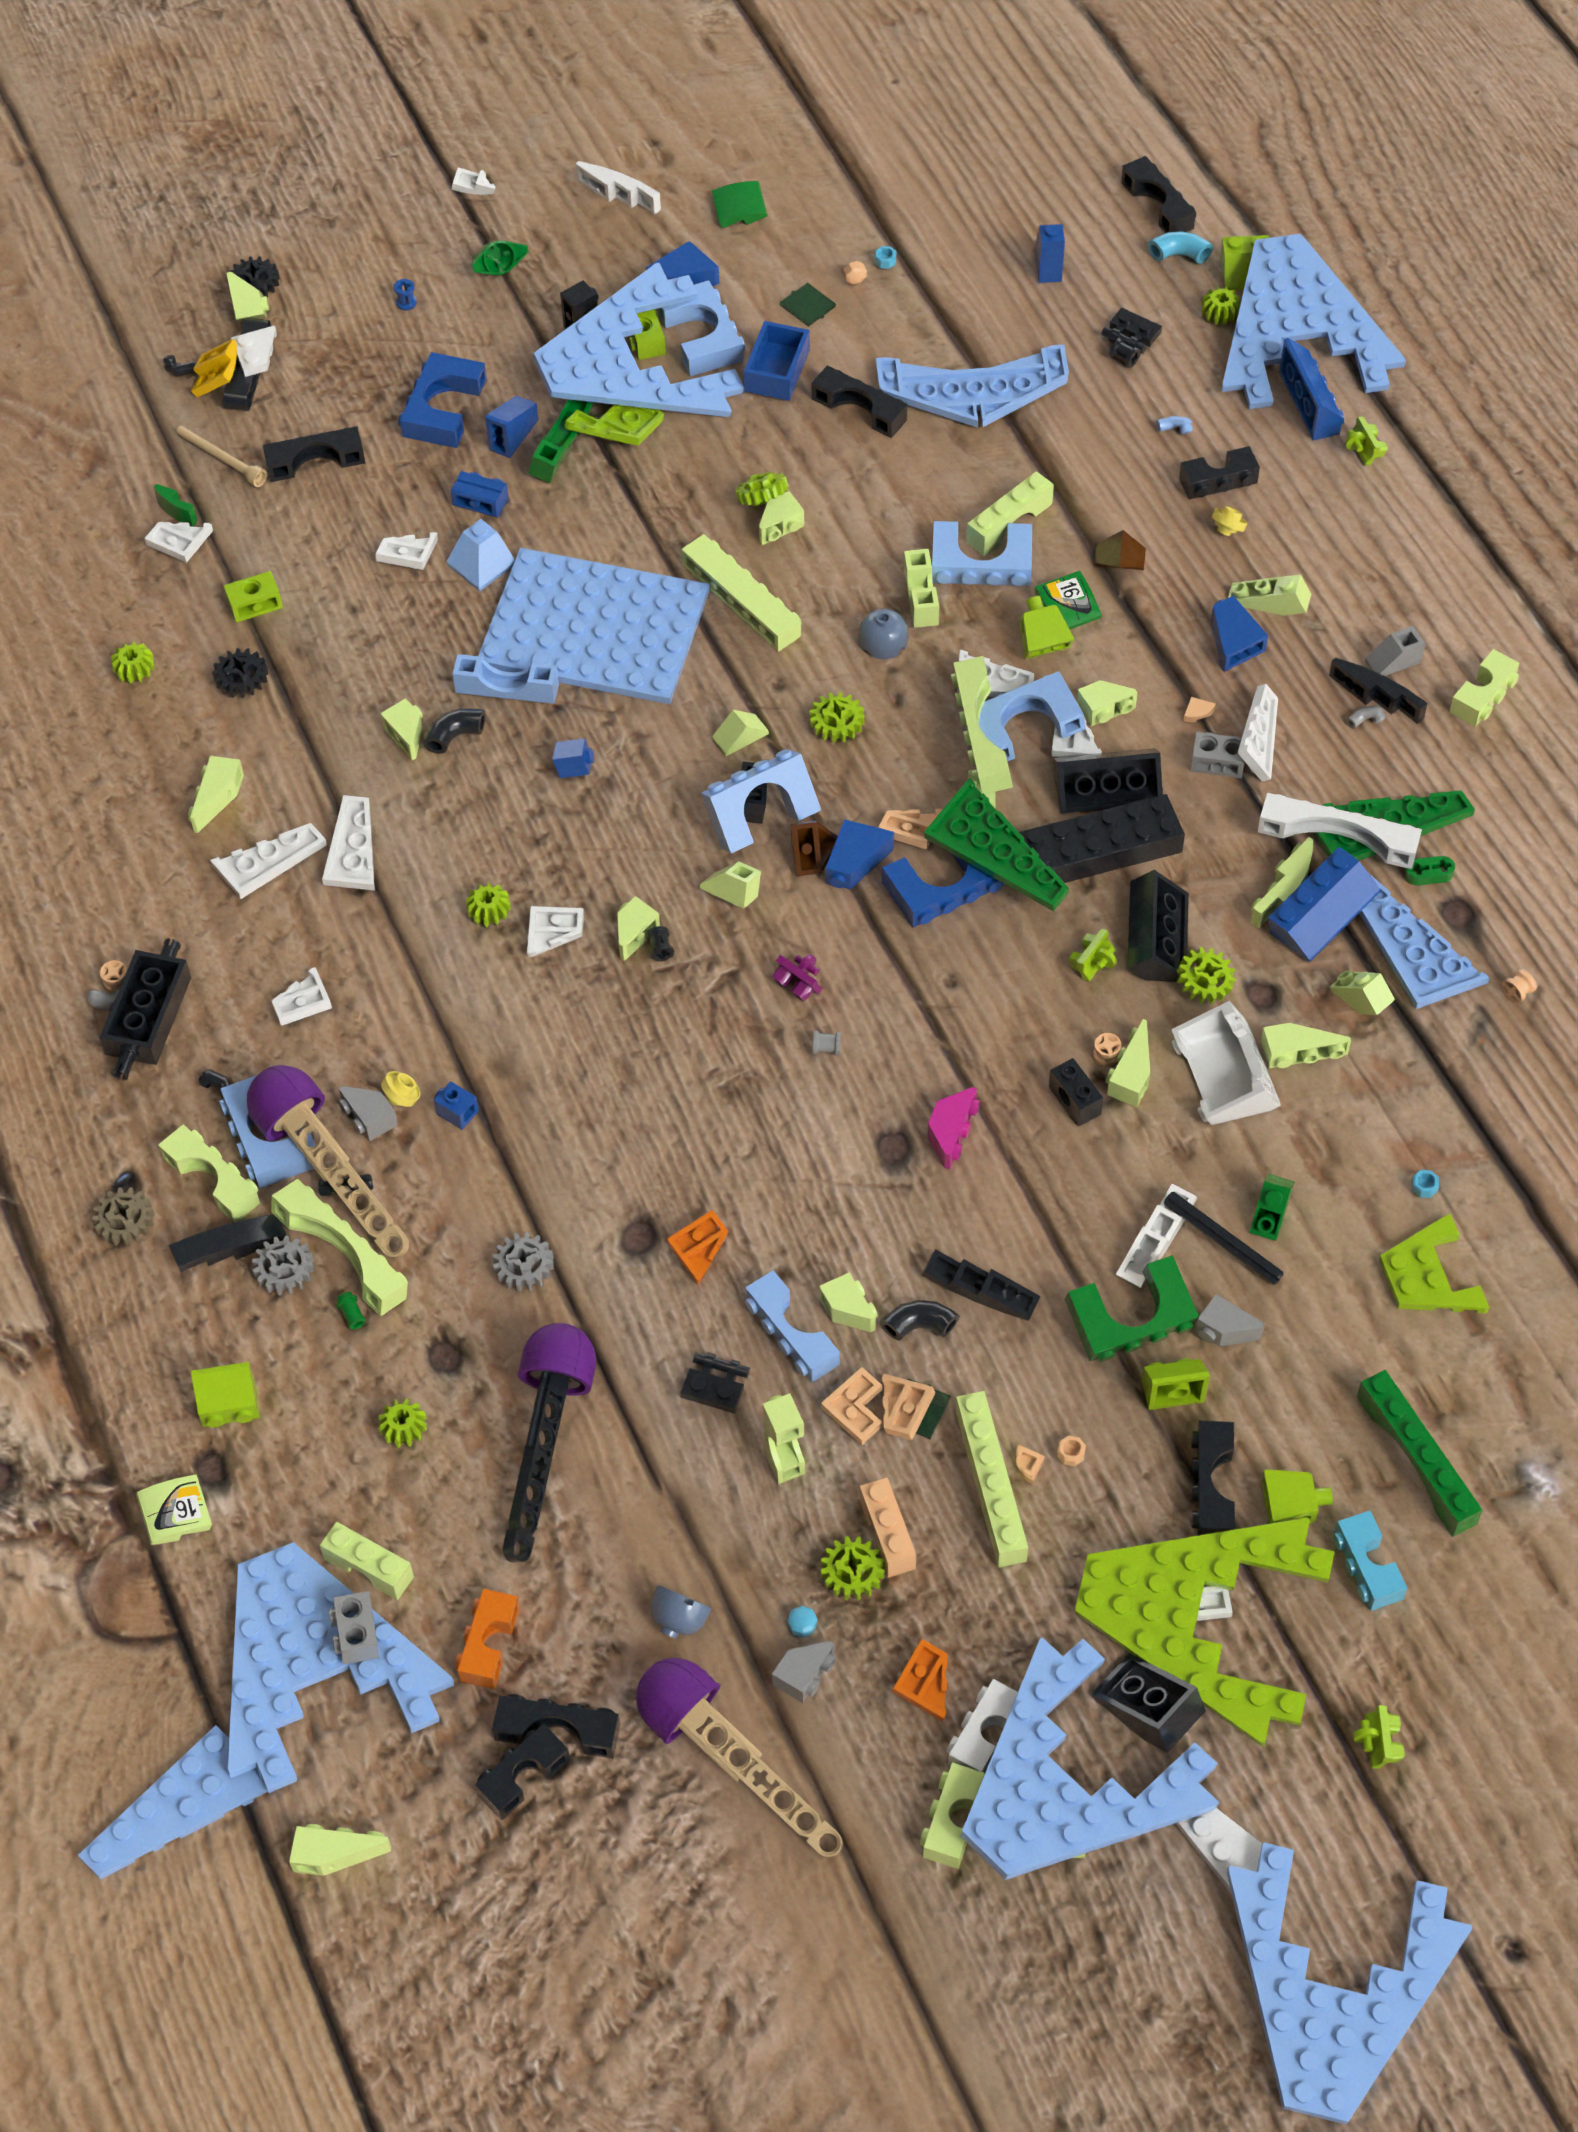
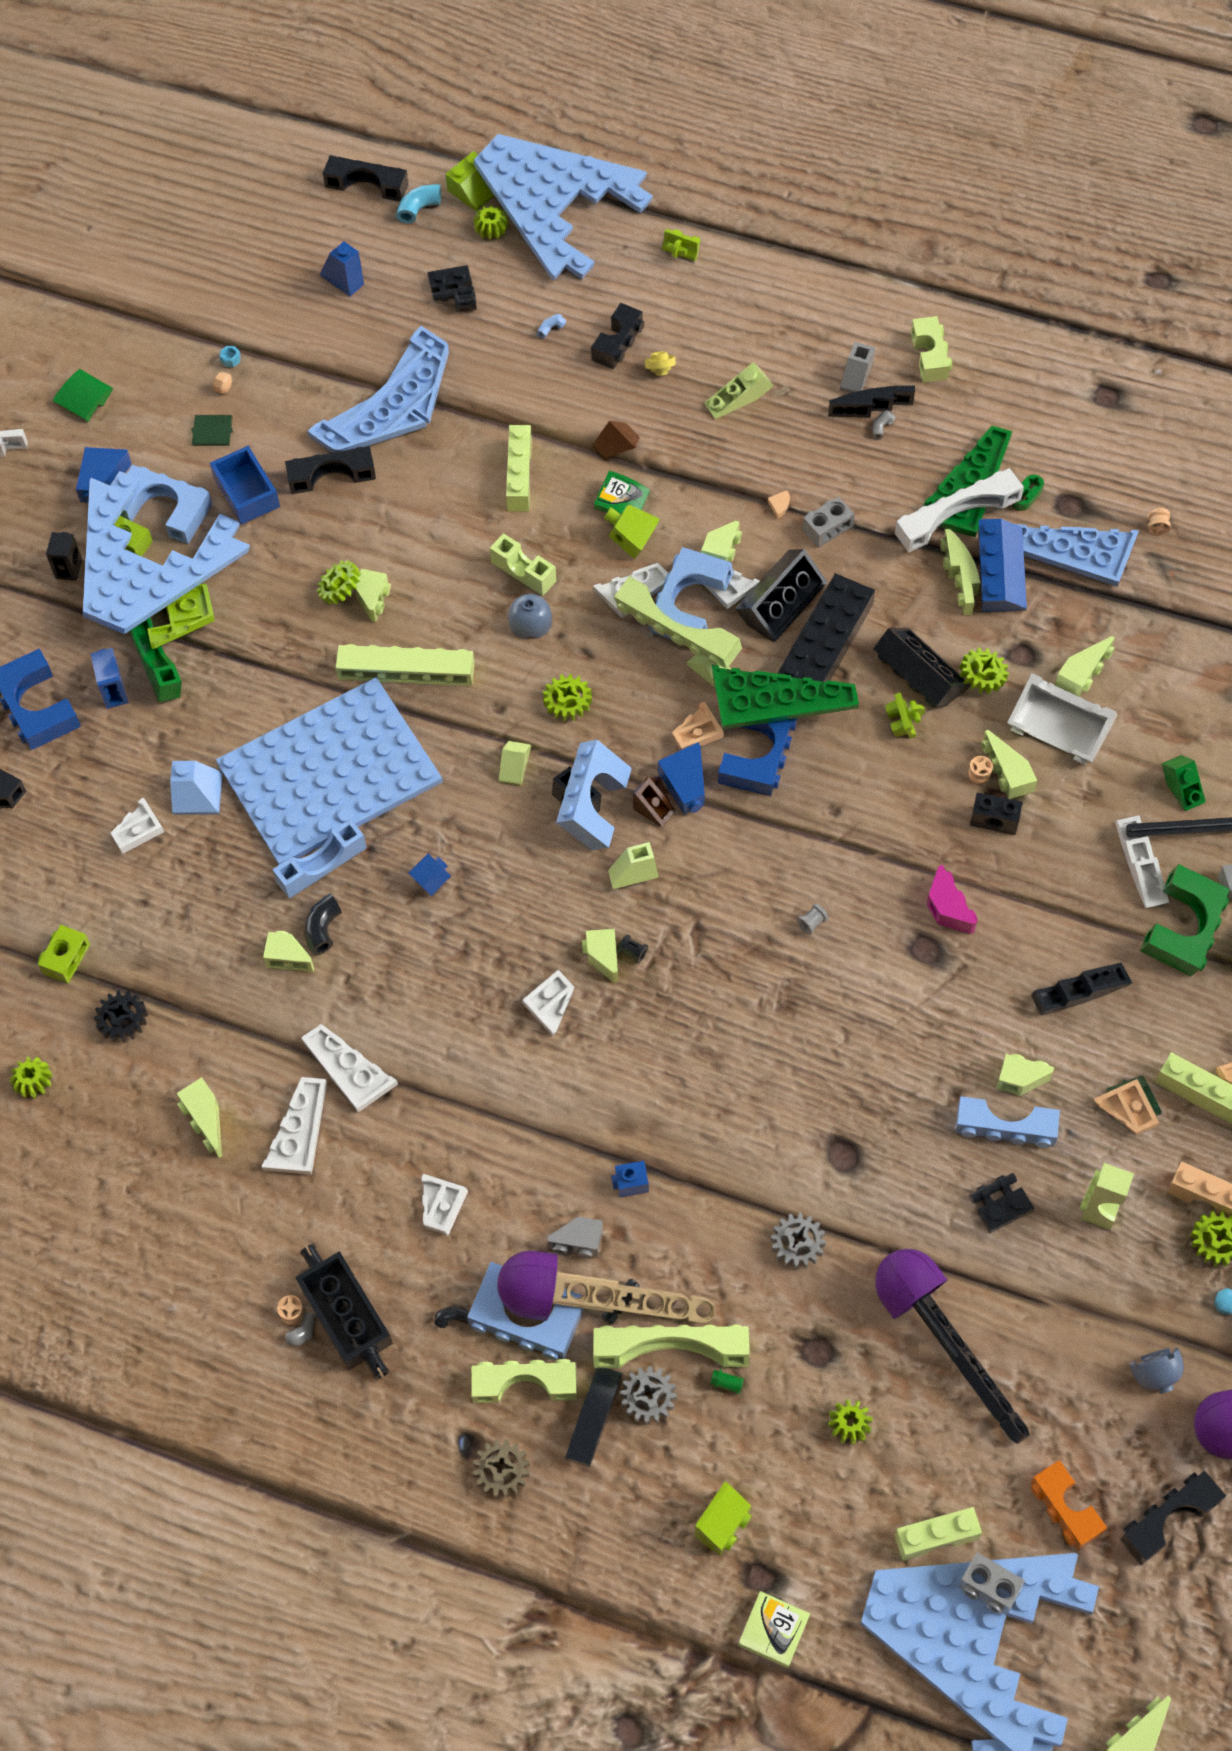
camera: 45 degrees left, 5 degrees up
(400, 1089) = (583, 1202): light yellow plate -> none
(479, 493) = (142, 744): blue brick -> none
(488, 904) = (491, 1032): lime gear -> none
(538, 1751) = (1185, 1590): black arch -> none
(698, 1244) = (889, 1124): orange wing -> none
(806, 984) = (734, 893): magenta hips -> none
(848, 1407) = (1097, 1141): light nougat plate -> none
(919, 1315) = (1071, 1041): black cylinder -> none
(1009, 568) = (554, 490): light blue arch -> none
(1236, 633) = (746, 434): blue slope -> none
(1259, 733) = (832, 481): white wing -> none
(1309, 391) = (612, 238): blue slope -> none
(1363, 991) = (1080, 601): yellowish green slope -> none

